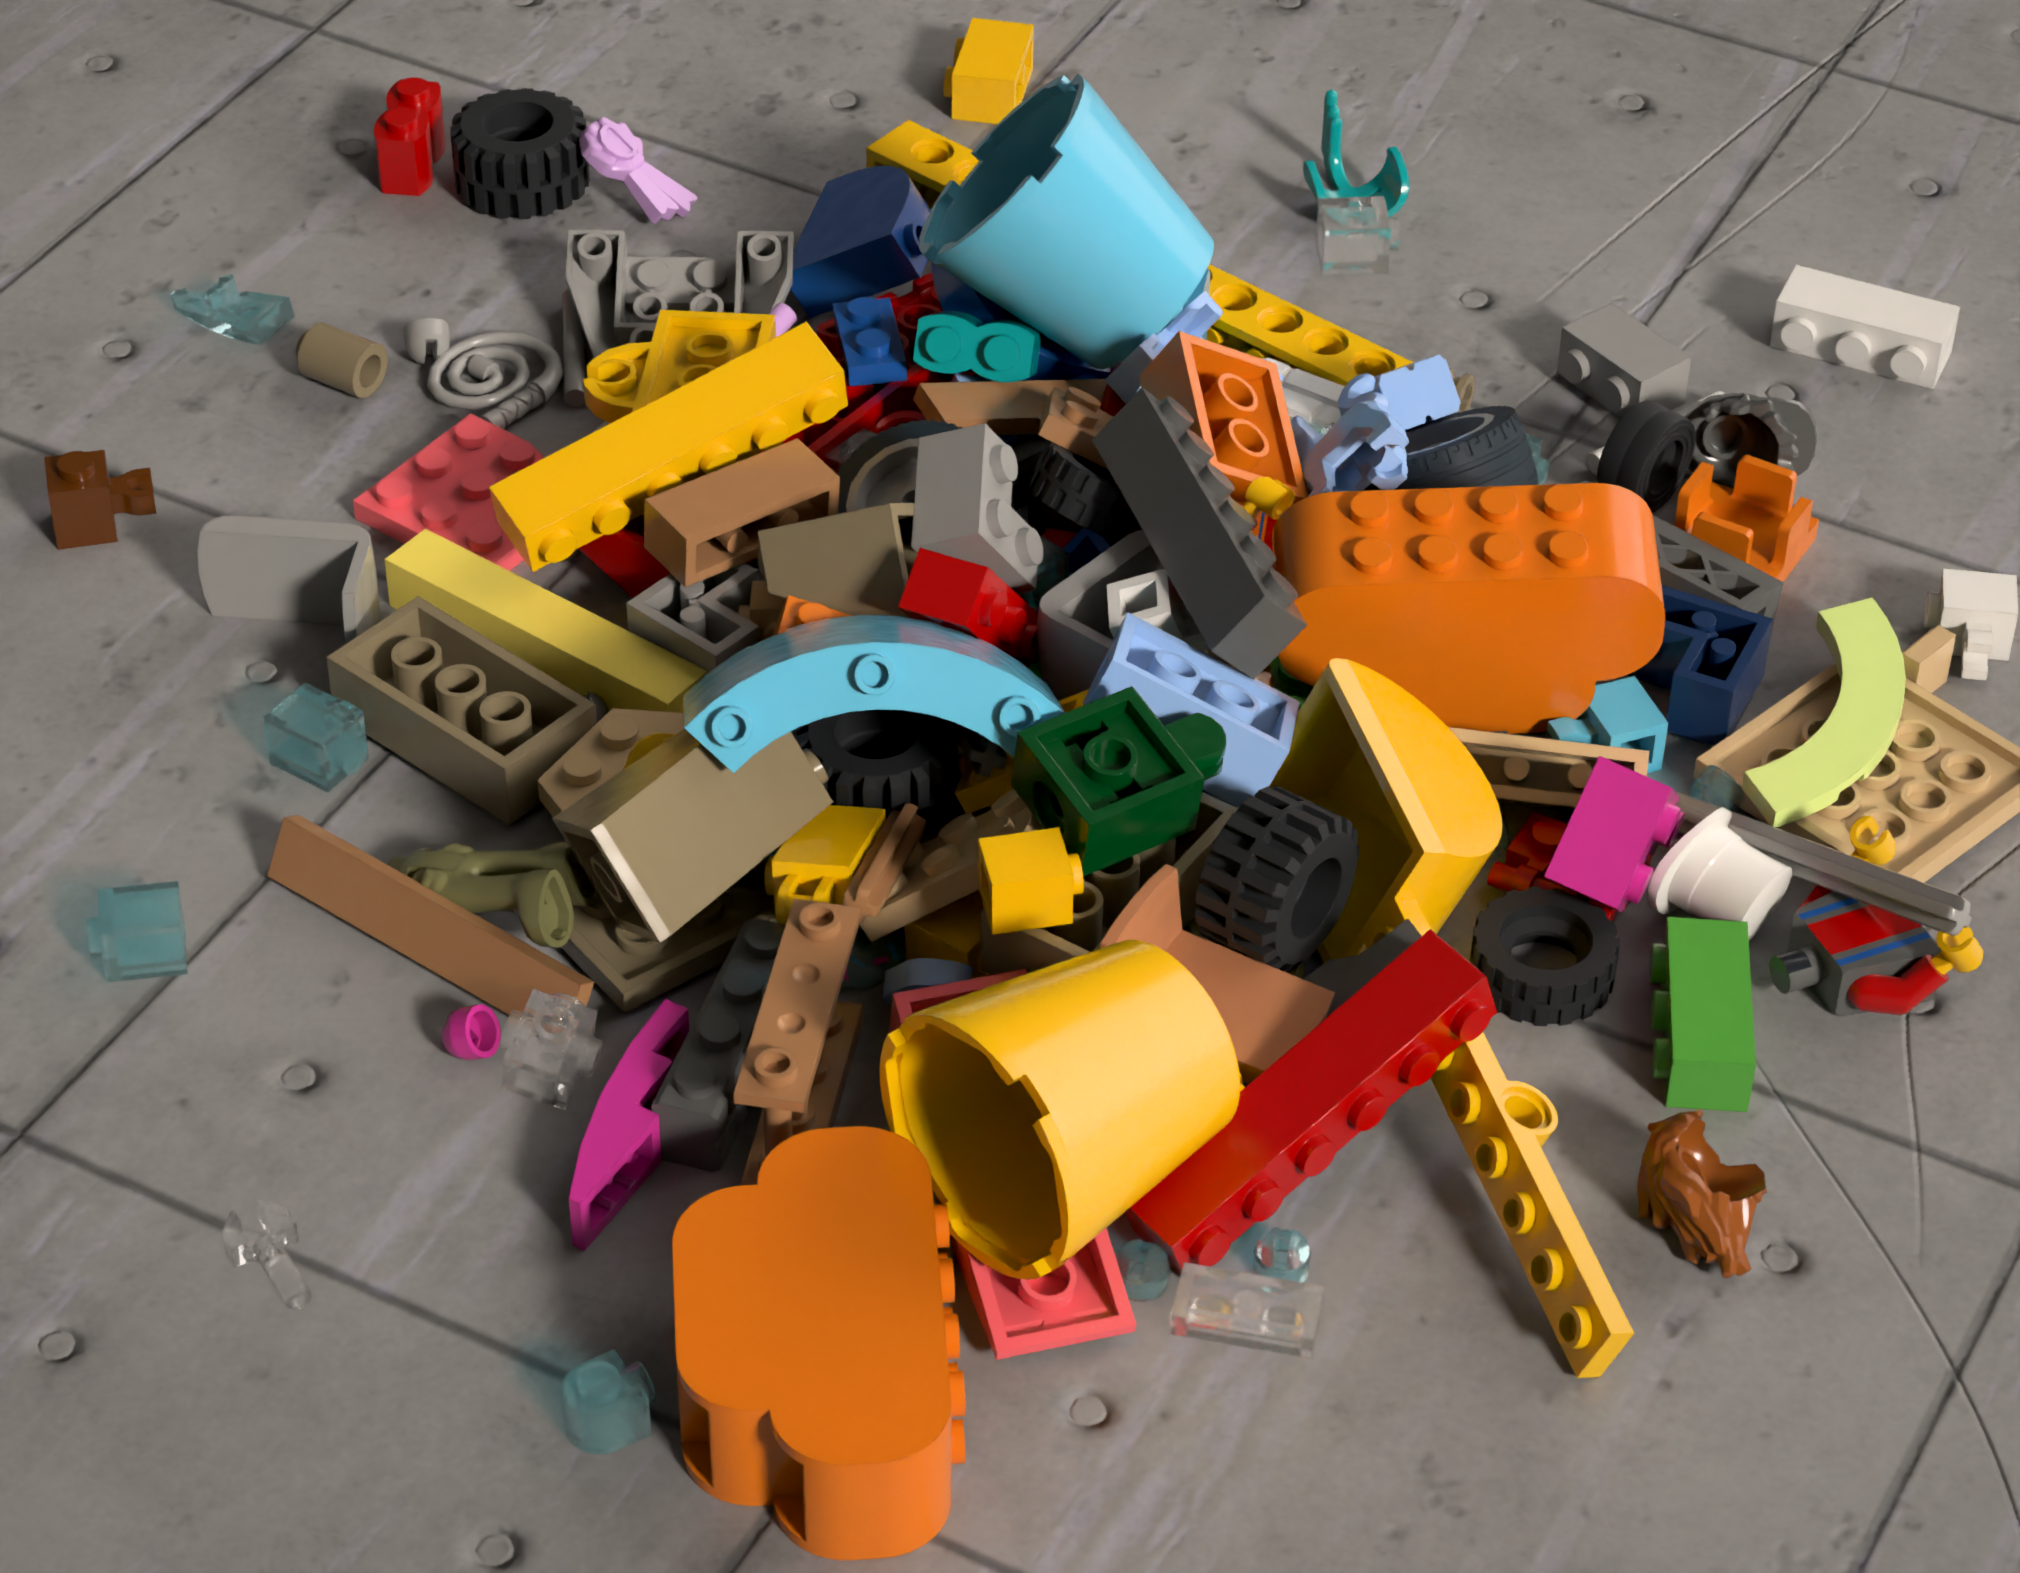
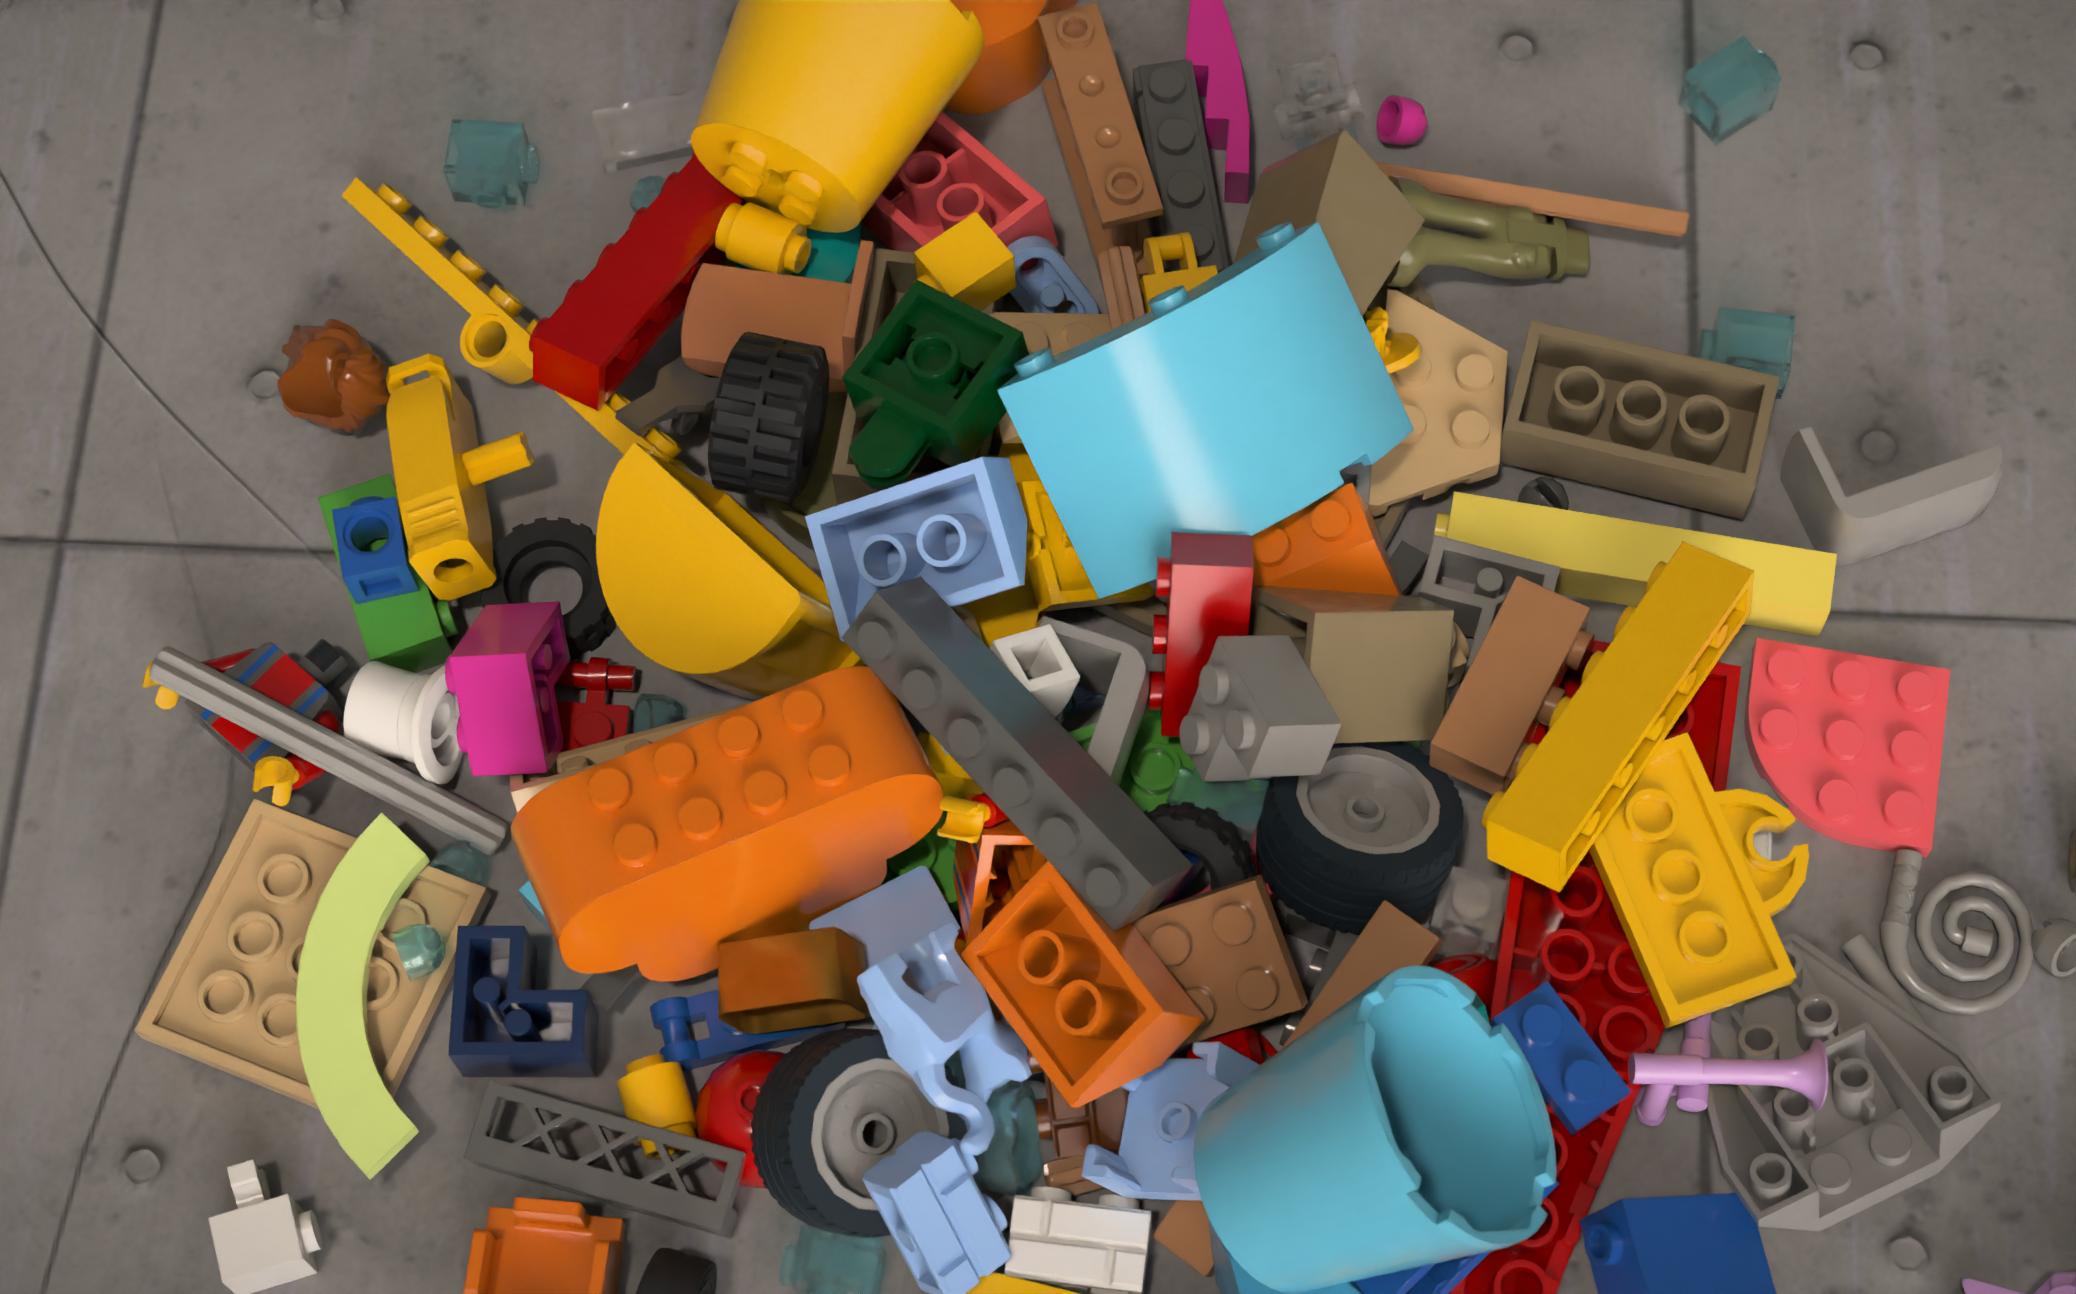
camera: 160 degrees right, 25 degrees up
(691, 291) = (1660, 1073): none -> lavender piece
(1449, 1338) = (490, 163): none -> clear light blue brick
(1617, 1024) = (443, 477): none -> yellow piece
(1711, 965) = (378, 572): none -> blue brick
(1775, 714) = (419, 949): none -> clear light blue hinge
(1930, 658) = (297, 1136): tan tile -> none

